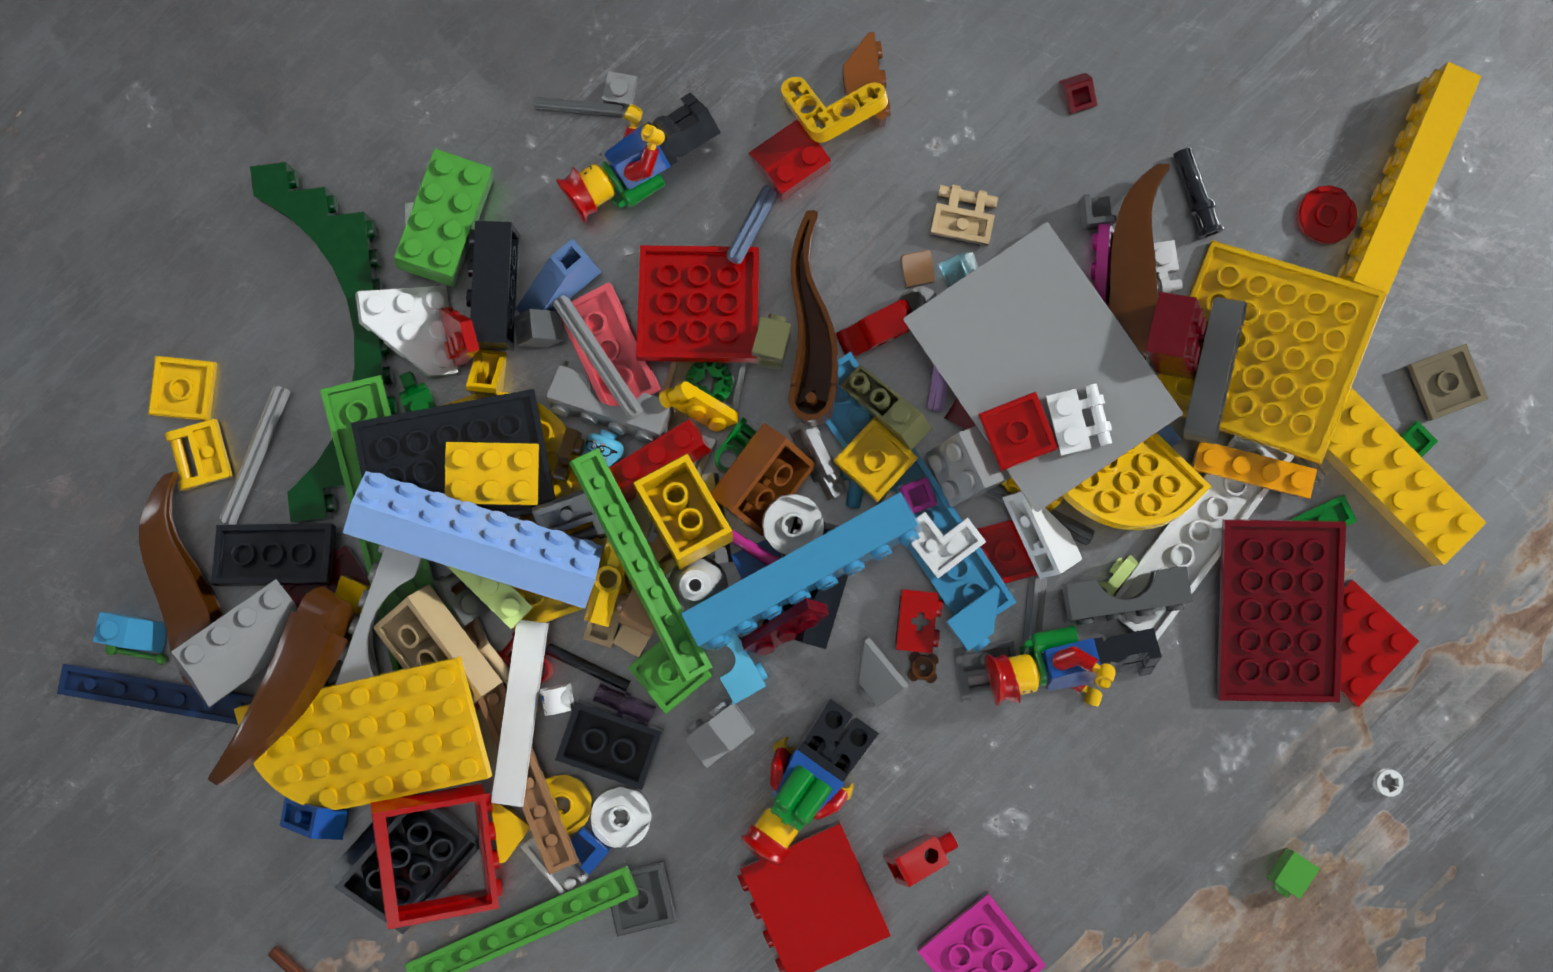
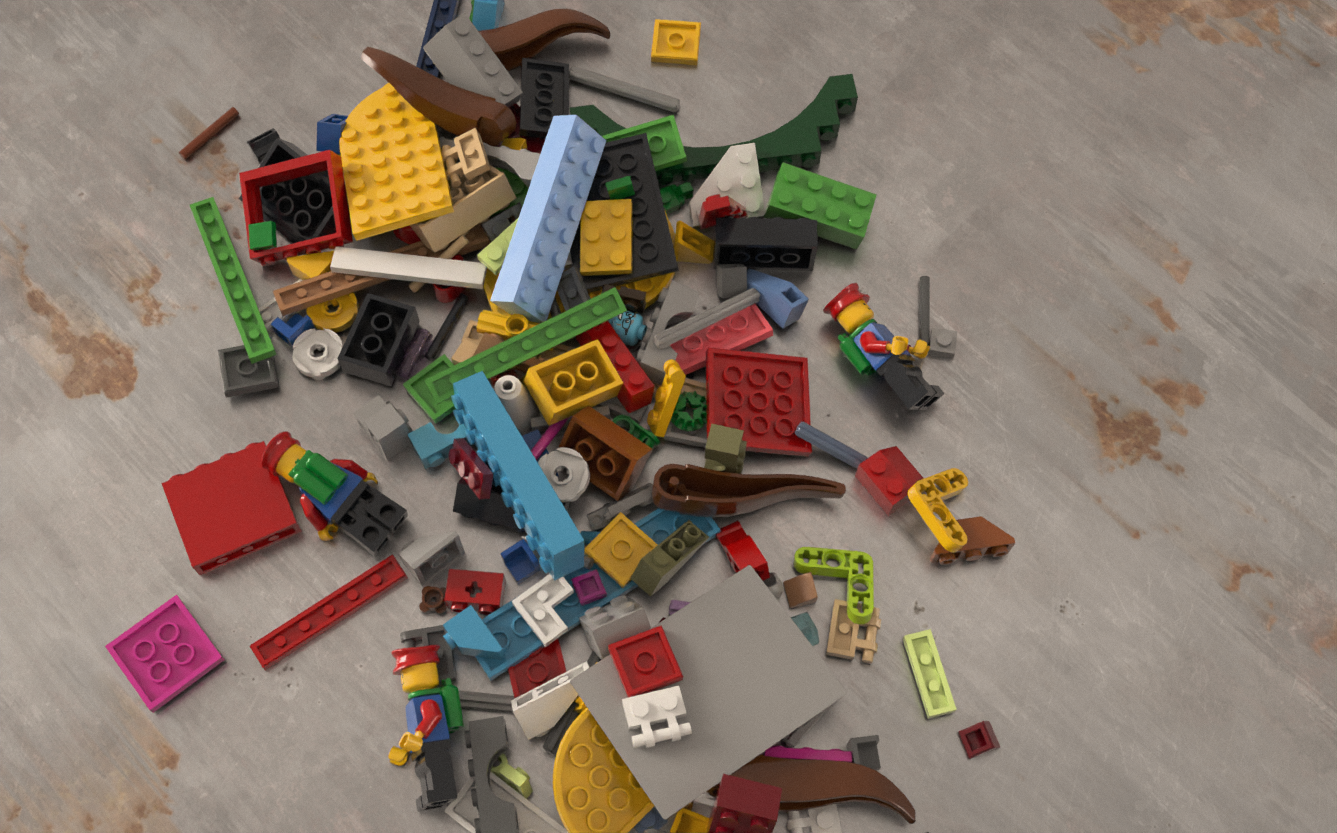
camera: 90 degrees right, 20 degrees down
(207, 451) = (624, 57): yellow plate -> none
(328, 905) = (261, 144): none -> black piece
(377, 638) = (472, 157): none -> tan plate
(432, 454) = (620, 188): none -> green tile
(473, 893) = (262, 235): none -> green tile
(557, 699) = (420, 298): white leg -> none
(884, 573) = (520, 561): none -> blue panel
(896, 216) = (847, 569): none -> lime beam
(909, 861) = (254, 584): red torso -> none
(934, 782) = (328, 612): none -> red tile
(1011, 138) = (929, 674): none -> yellowish green plate

